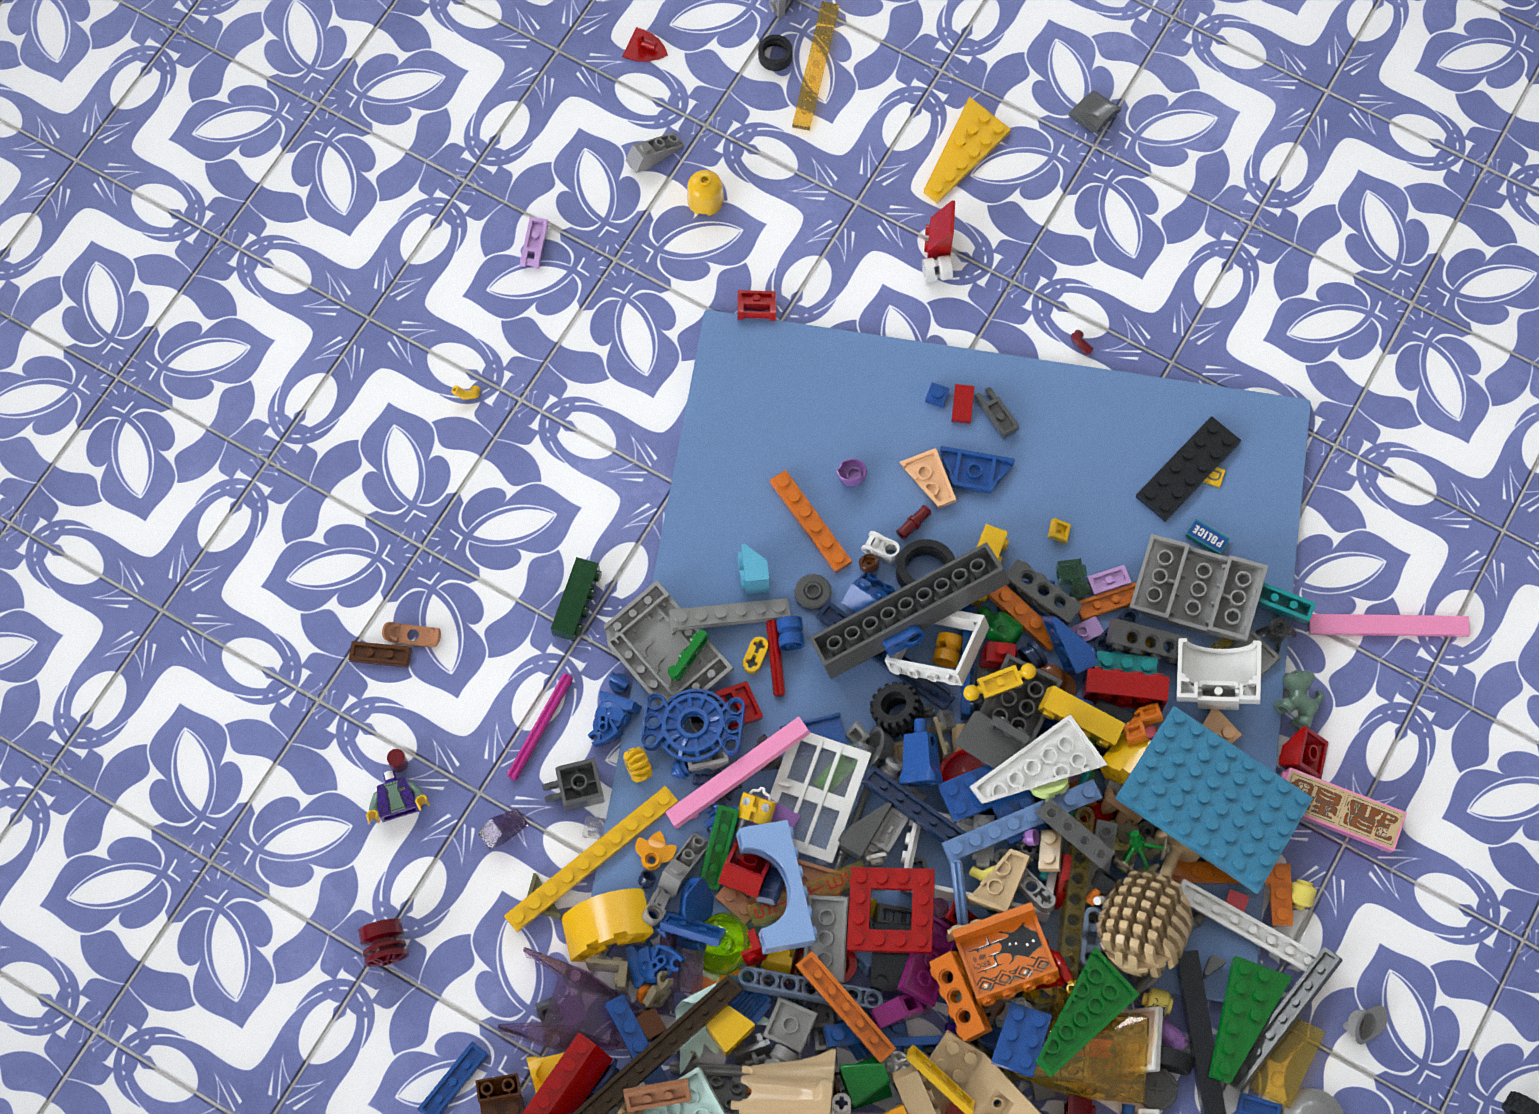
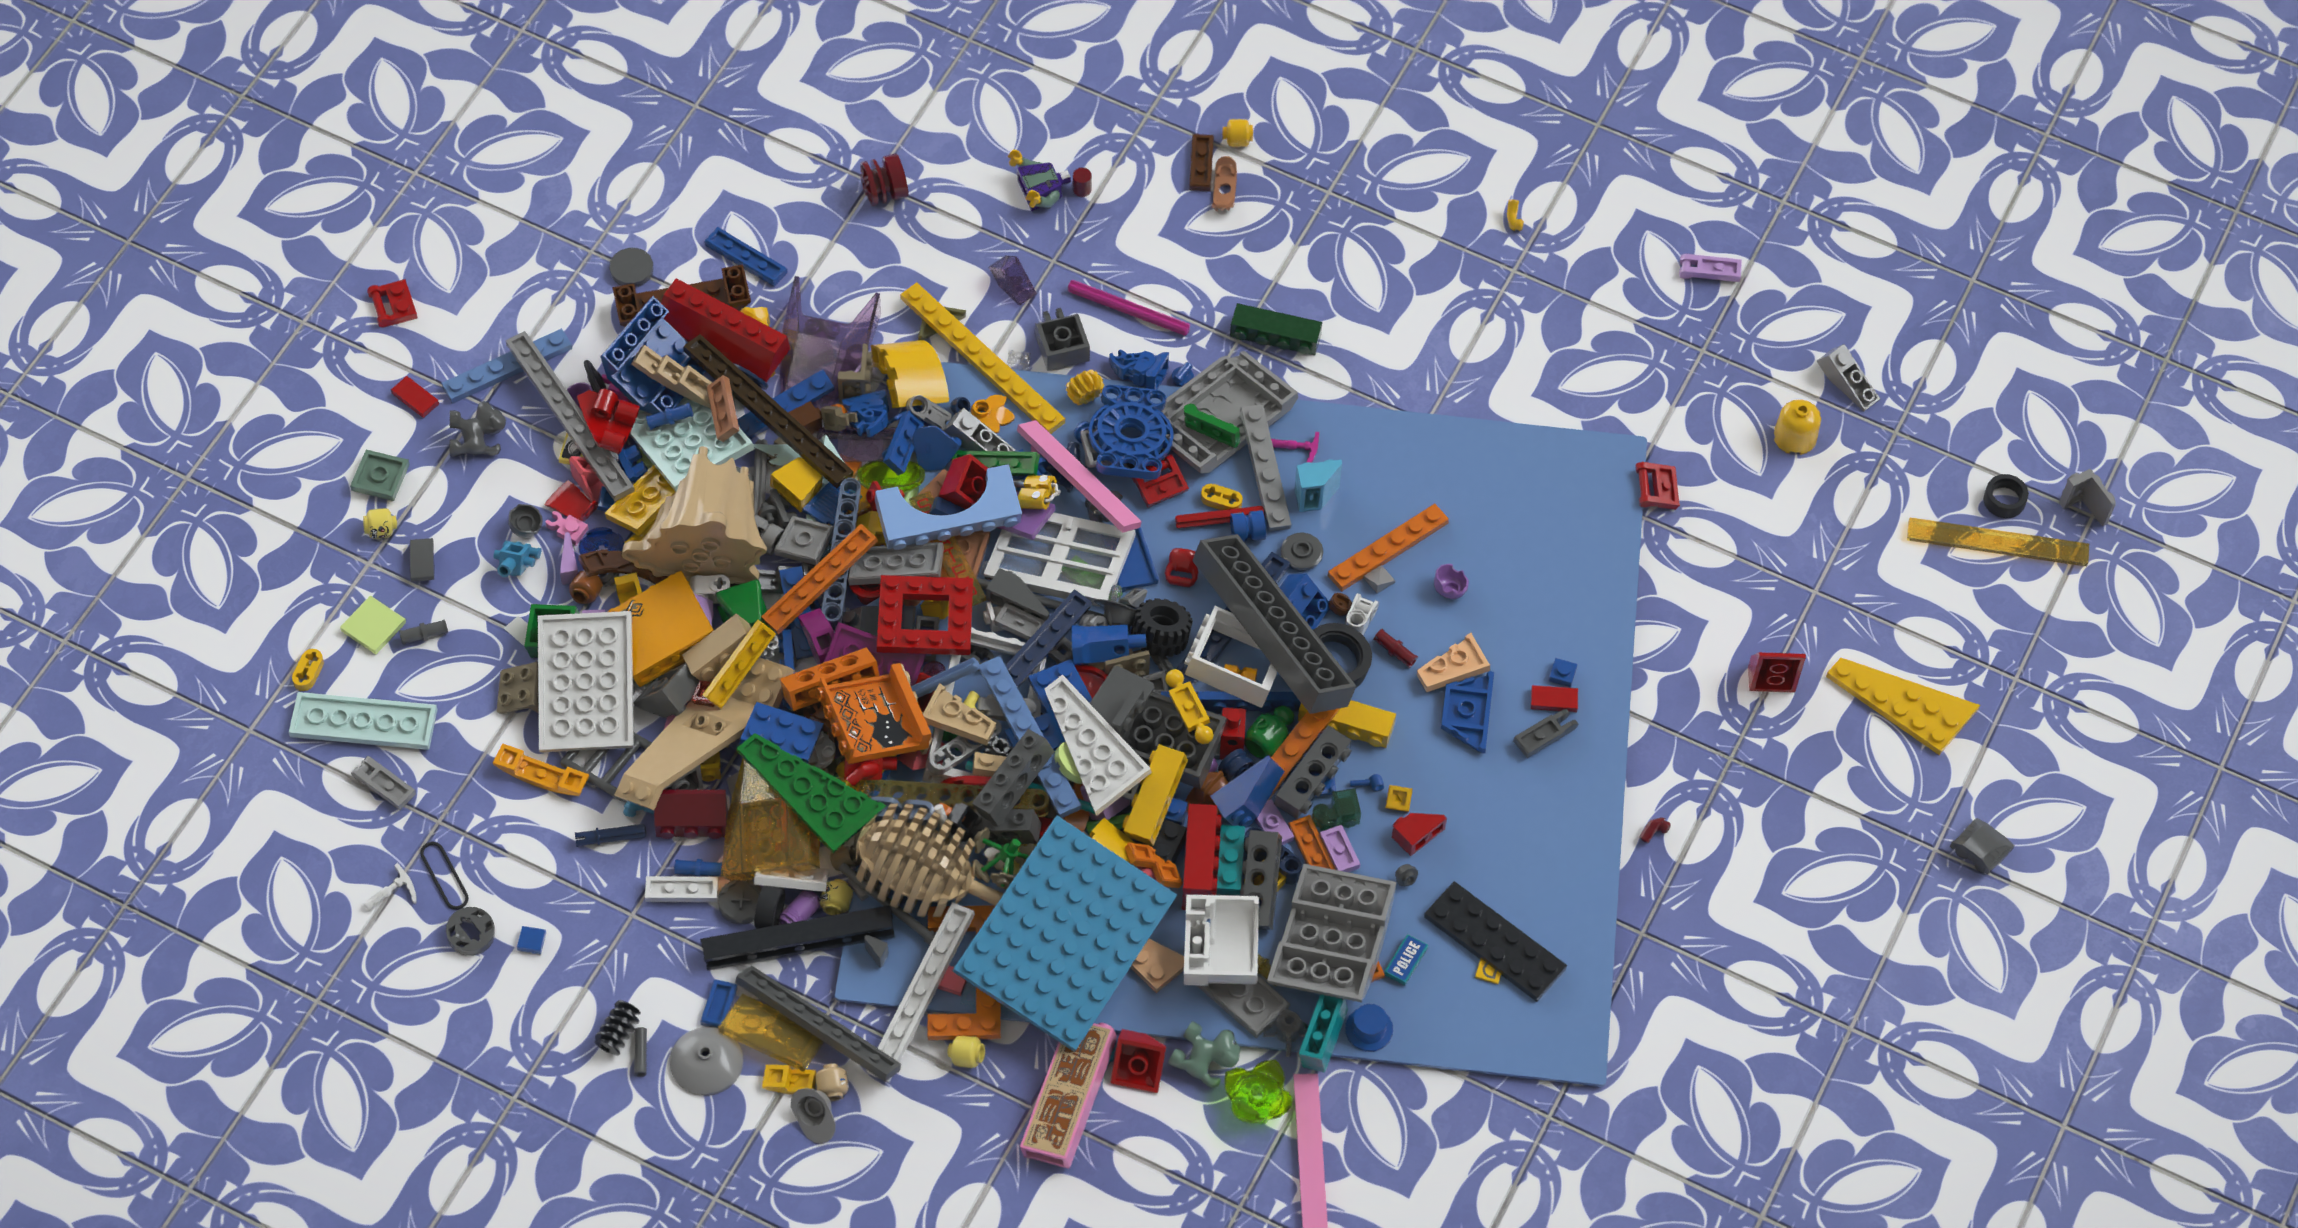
camera: 85 degrees right, 10 degrees down
(353, 618) = (1238, 133): none -> yellow head
(644, 47) = (1993, 365): red shield -> none
(704, 575) = (1292, 444): none -> dark pink piece
(822, 690) = (1182, 561): none -> red piece
(842, 531) = (1379, 579): none -> light grey slope
(903, 640) = (1236, 617): blue piece -> none
(943, 265) = (1730, 669): white wheel -> none
(1031, 837) = (1004, 743): medium lavender hinge -> none
(1042, 548) = (1375, 781): none -> blue hand
(1092, 518) = (1417, 830): none -> red slope
(1132, 530) = (1406, 875): none -> dark grey plate
(1247, 1005) = (831, 984): green wing -> none
(1277, 568) = (1369, 1028): none -> blue piece
(1330, 1048) = (787, 1080): none -> yellow slope
(1335, 1009) = (832, 1081): none -> tan head
(1341, 647) = (1264, 1079): none -> clear neon green brick

